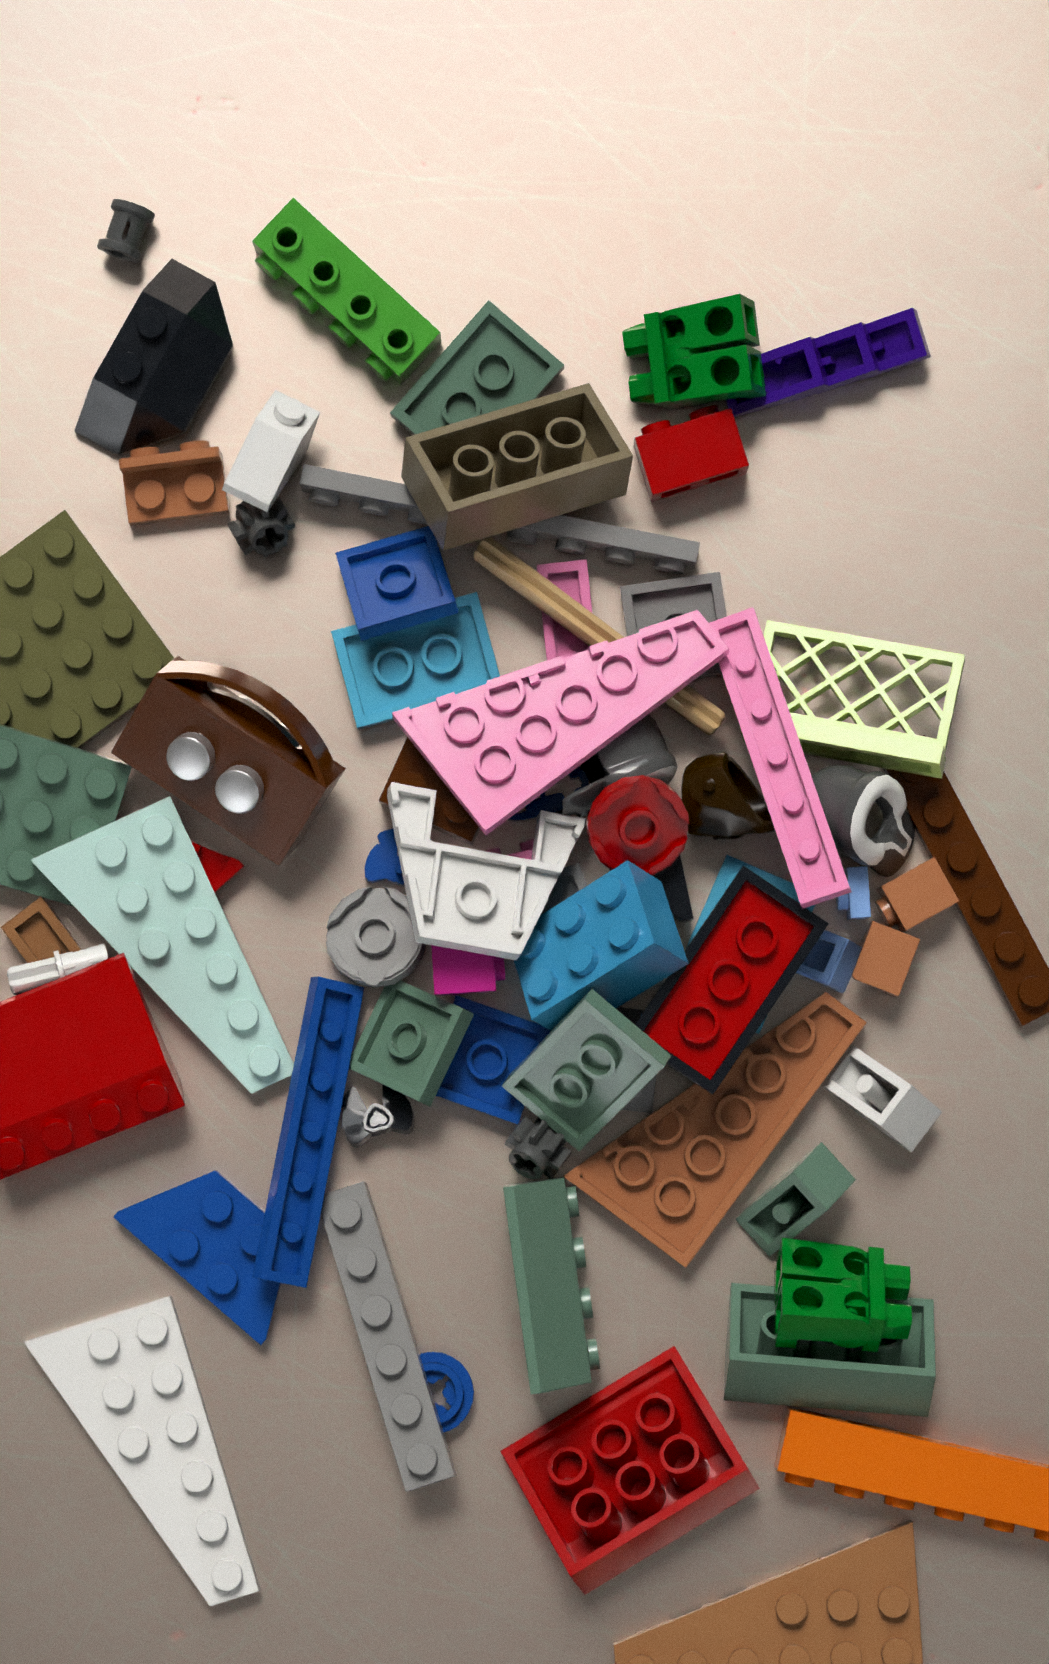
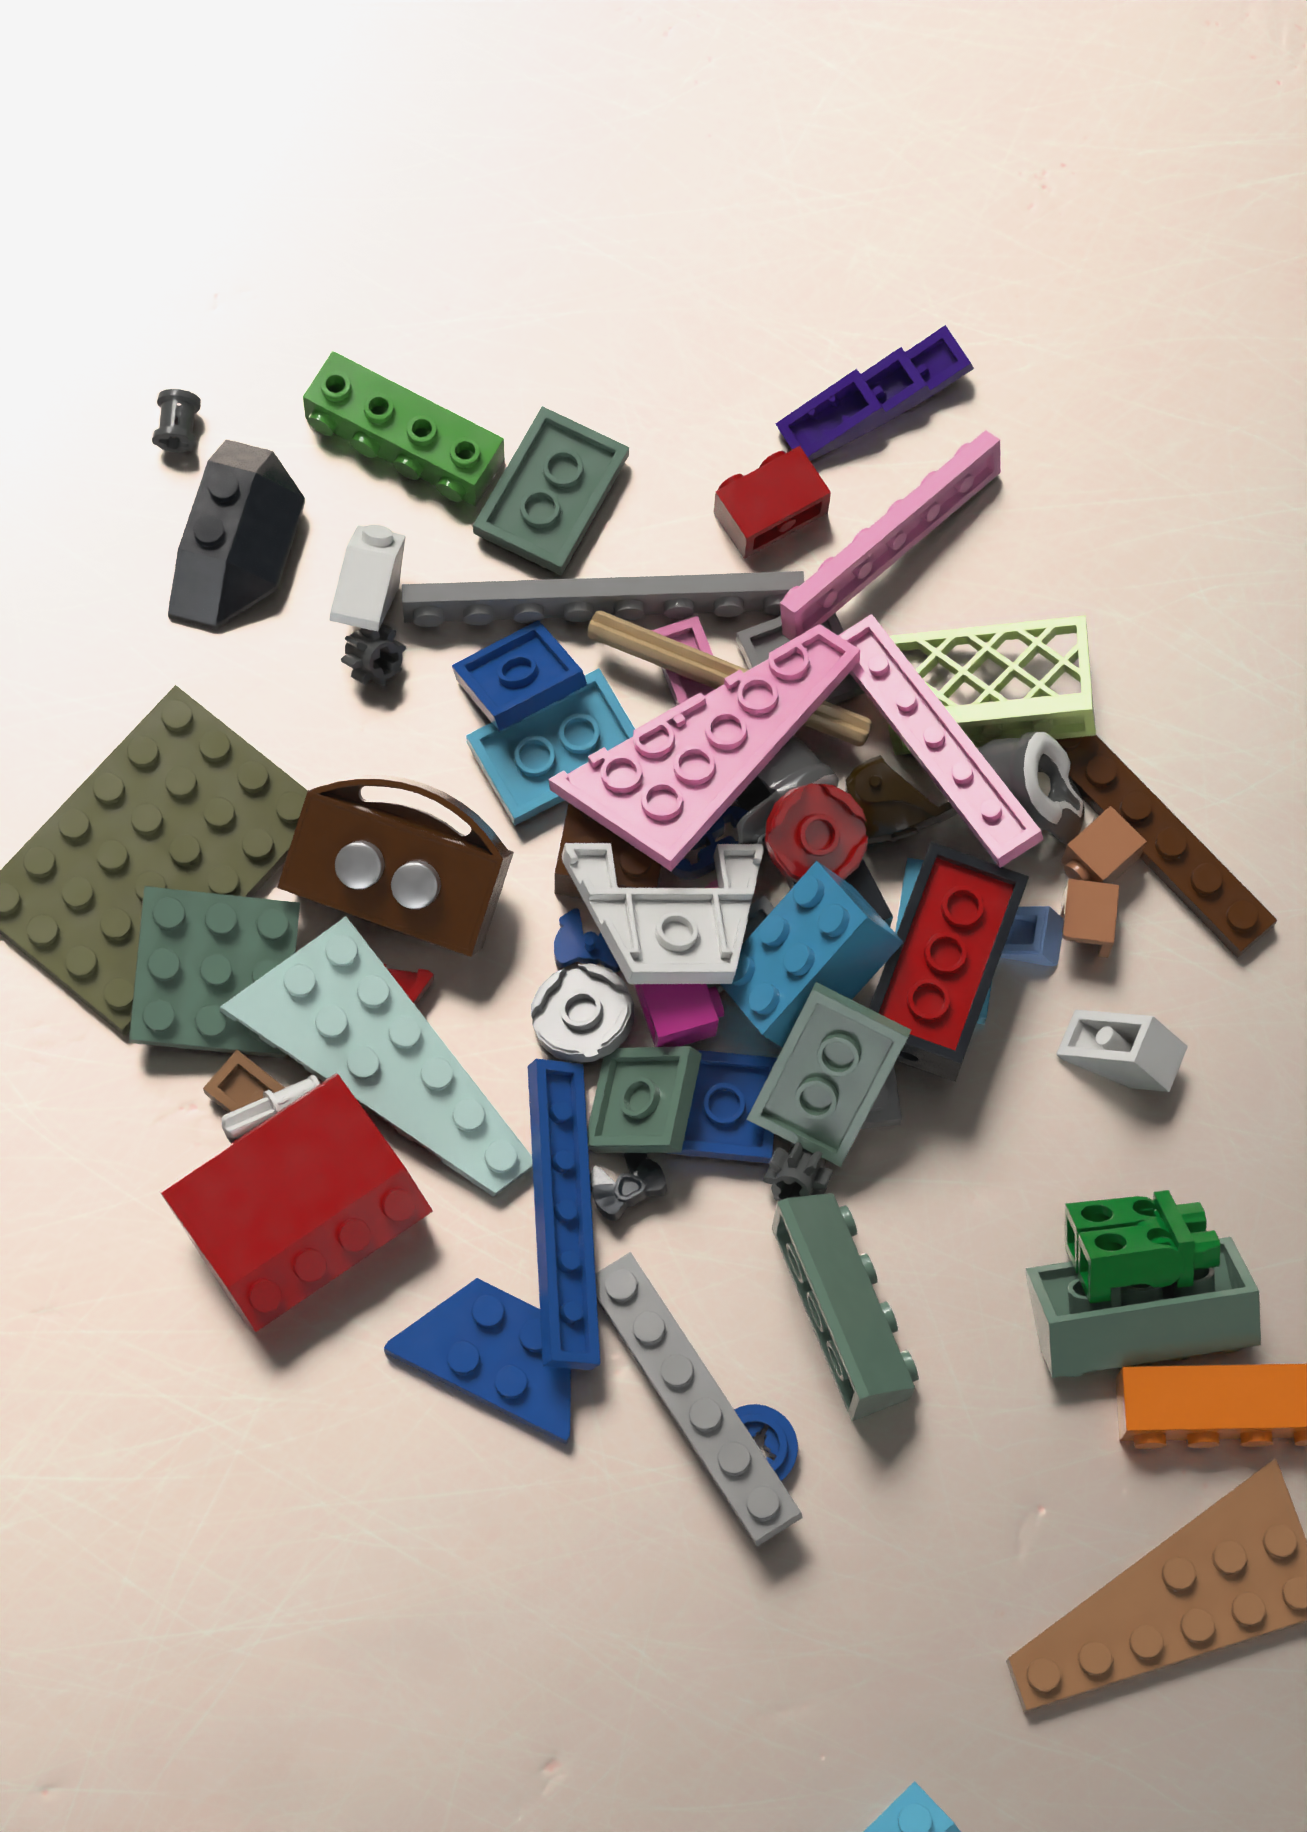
camera: 20 degrees left, 15 degrees down
(145, 1412) = (466, 1543): white wing -> none
(174, 483) = (277, 637): nougat bracket -> none
(516, 466) = (609, 534): dark tan brick -> none
(629, 1470) = (977, 1475): red slope -> none
(697, 354) = (753, 408): green hips -> none
(700, 1150) = (960, 1140): nougat wing -> none
(796, 1199) = (1066, 1167): sand green slope -> none
(810, 516) = (891, 536): none -> bright pink plate
(858, 901) = (1043, 866): light blue plate -> none

